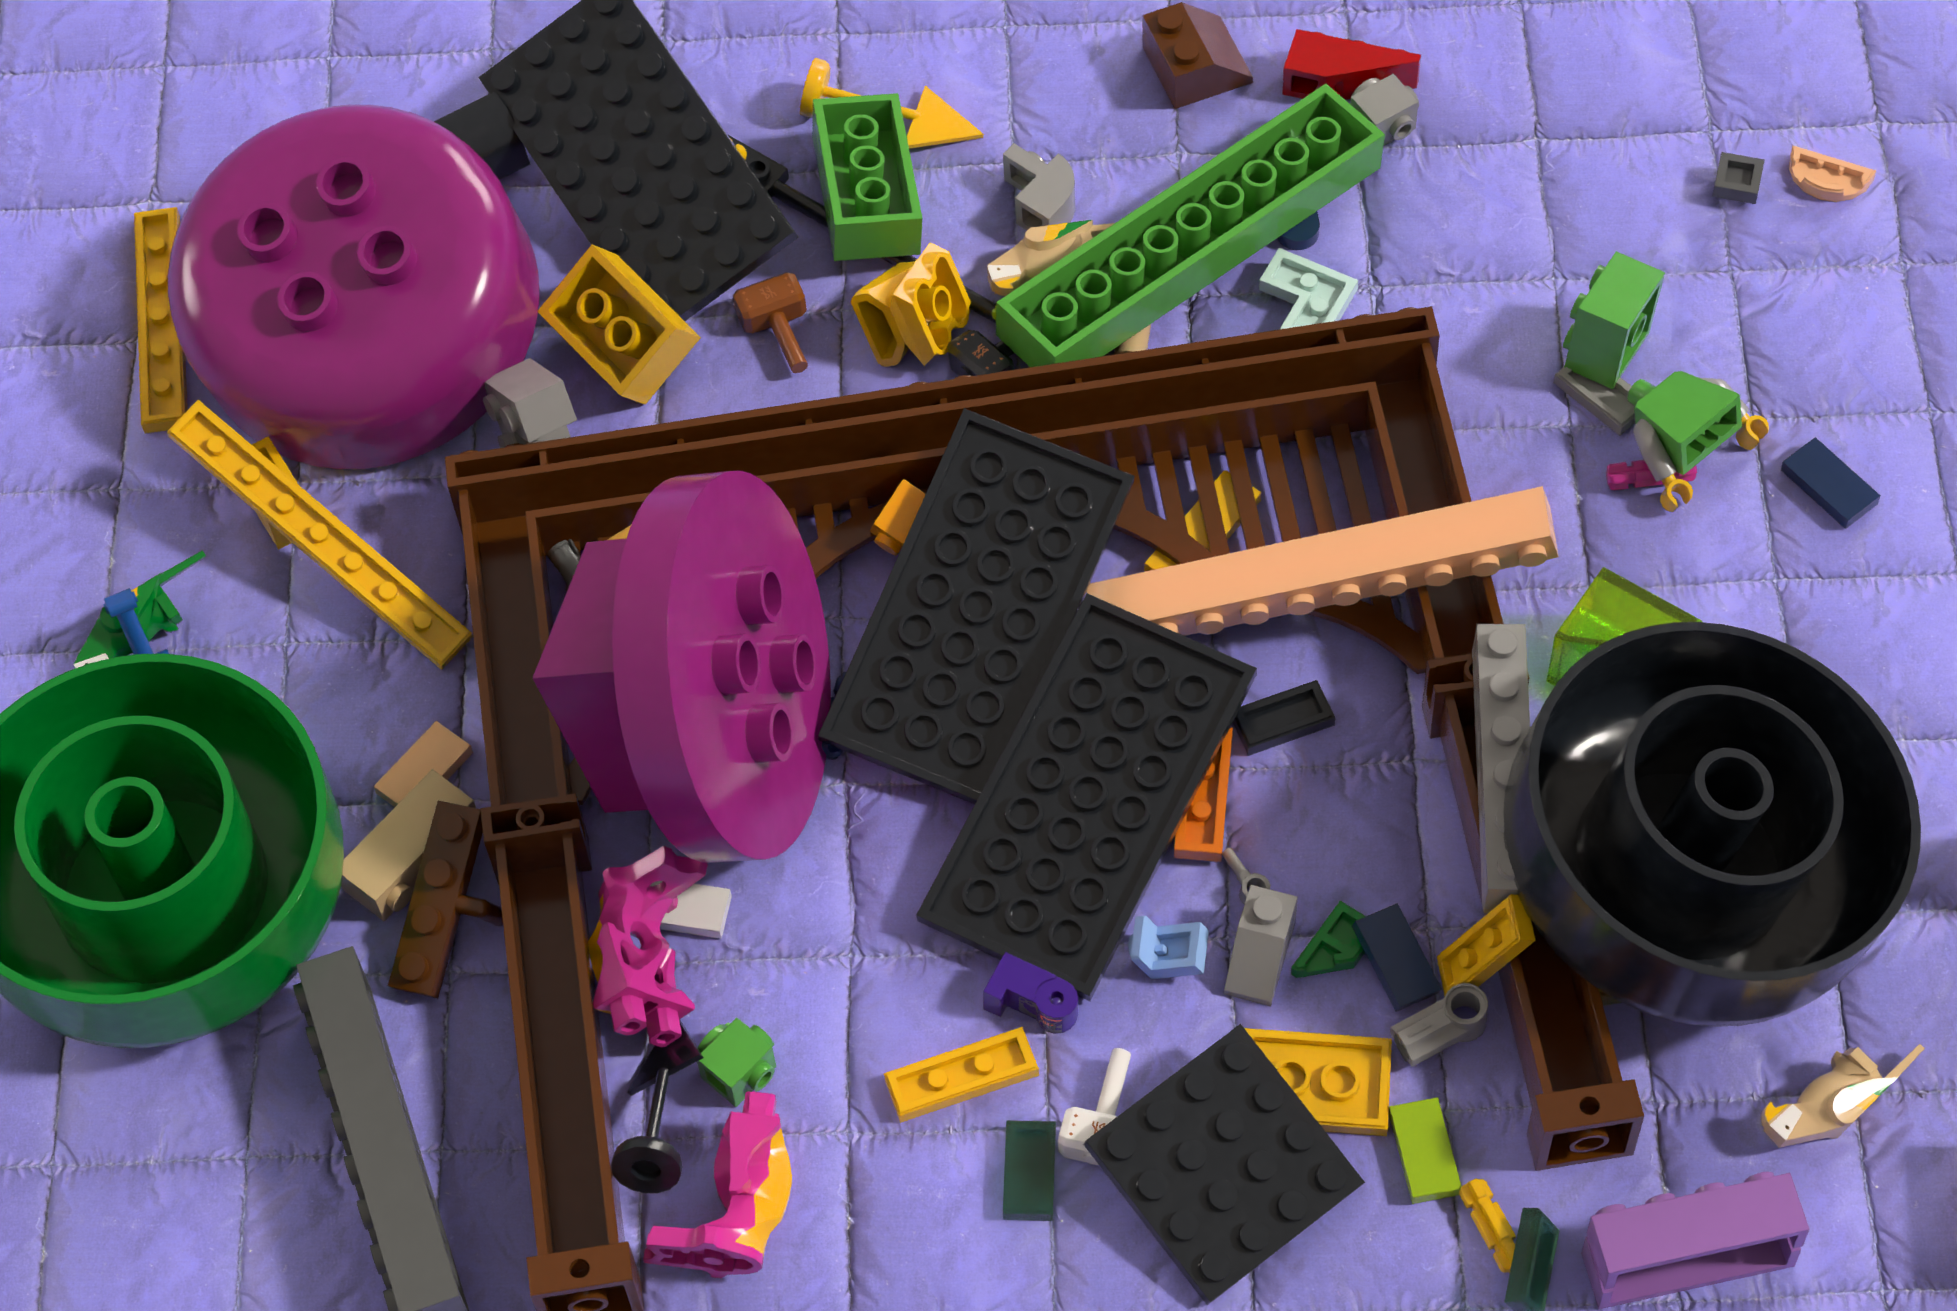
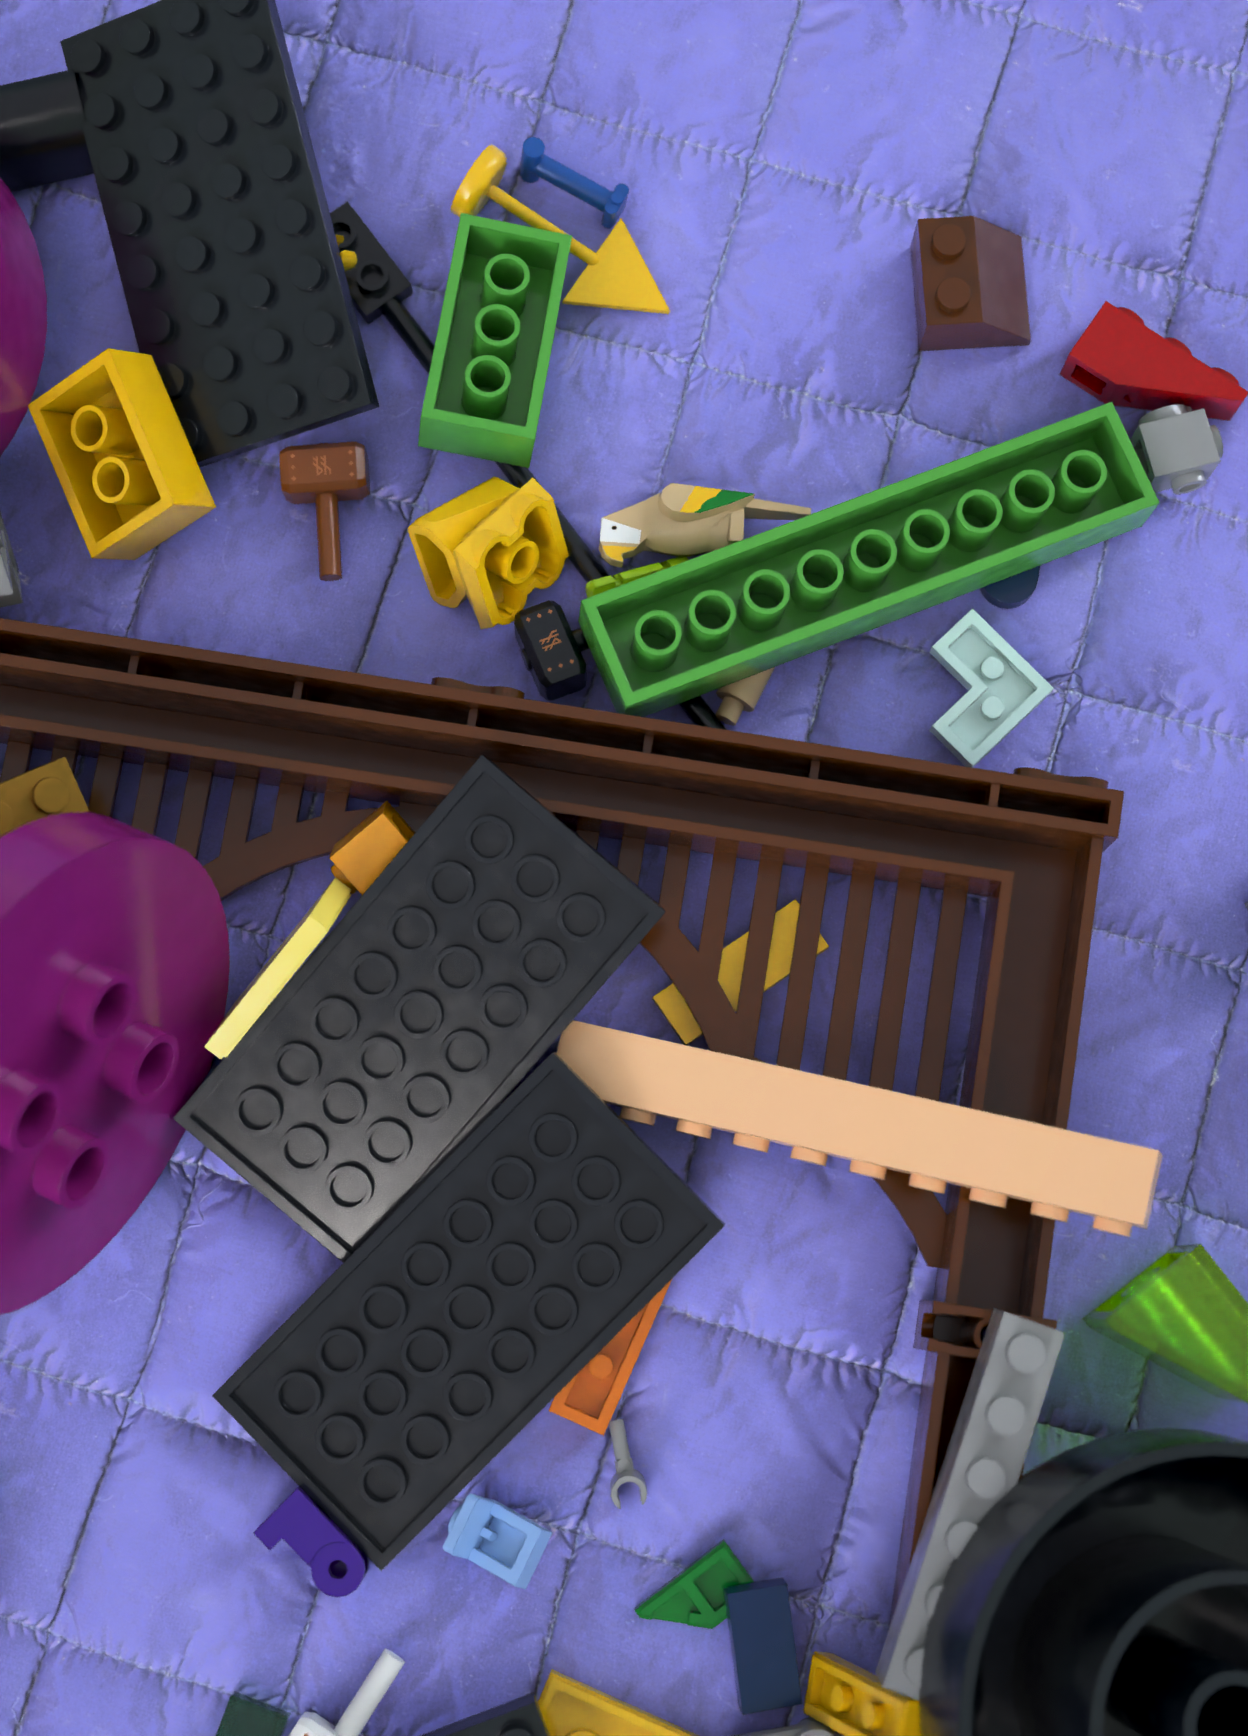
camera: 15 degrees right, 20 degrees up
(850, 67) = (537, 165): none -> blue piece
(864, 603) = (279, 969): none -> light yellow tile
(961, 1074) = (202, 1609): yellow tile -> none
(1046, 189) = (719, 434): light grey brick -> none
(1261, 945) = (607, 1574): light grey slope -> none
(1283, 717) = (749, 1263): black tile -> none

